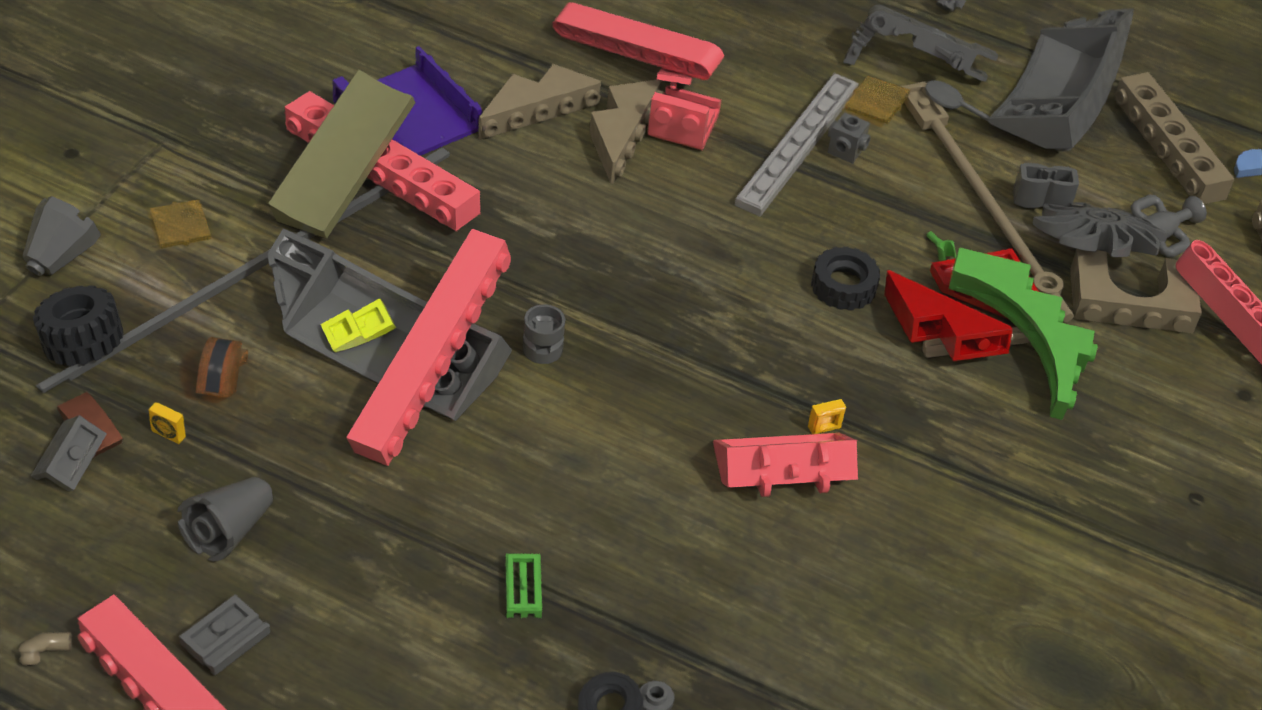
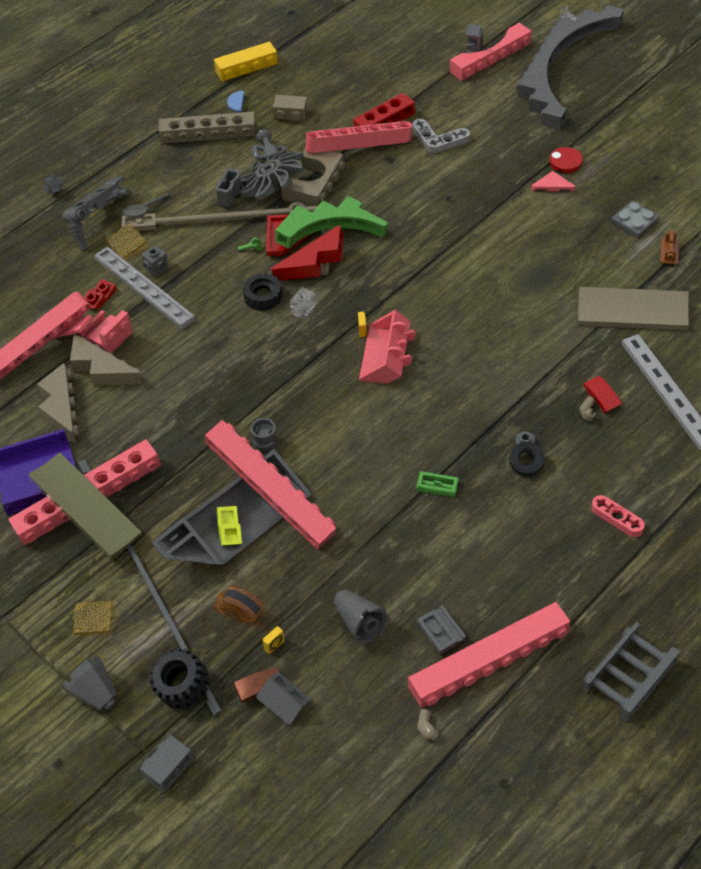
camera: 65 degrees left, 5 degrees up
(751, 96) = (100, 294): none -> red slope
(840, 332) = (303, 303): none -> clear brick
(1066, 81) = (146, 155): dark grey slope -> none

